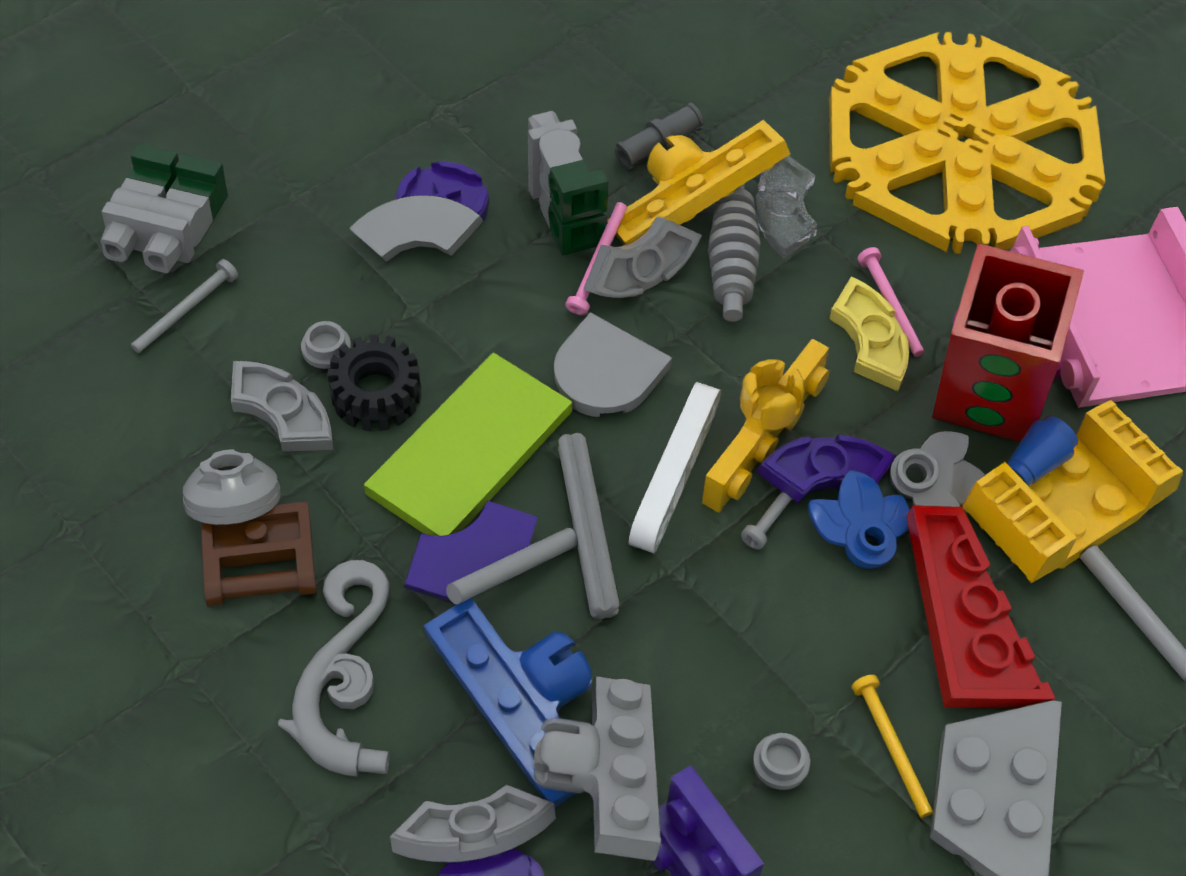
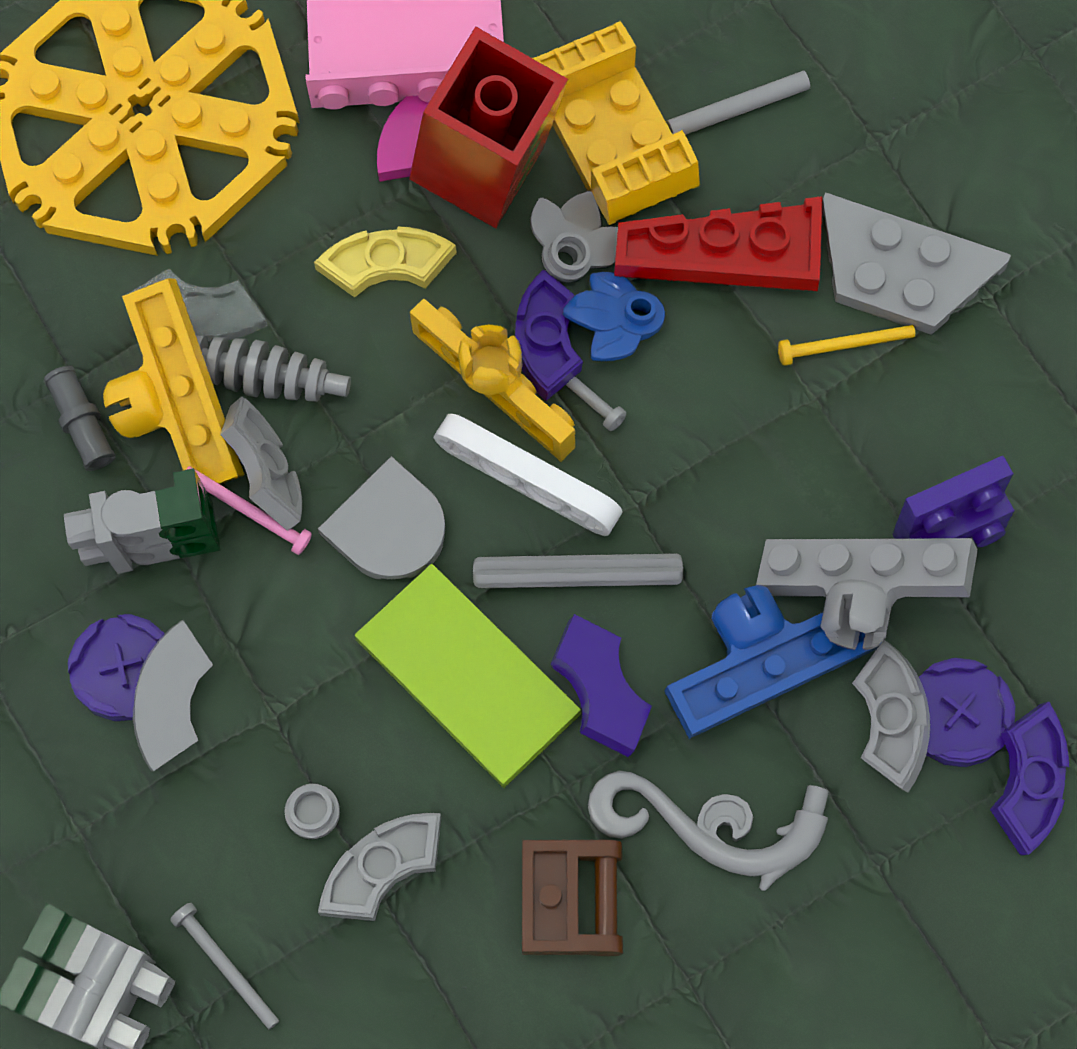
camera: 75 degrees left, 15 degrees up
(230, 489) = (517, 924): light grey piece -> none
(374, 405) = (374, 729): black tyre -> none
(511, 566) = (631, 643): light grey bar -> none
(781, 761) = (853, 439): light grey plate -> none
(870, 259) = (341, 232): bright pink piece -> none
(1043, 449) = (579, 136): blue cone -> none

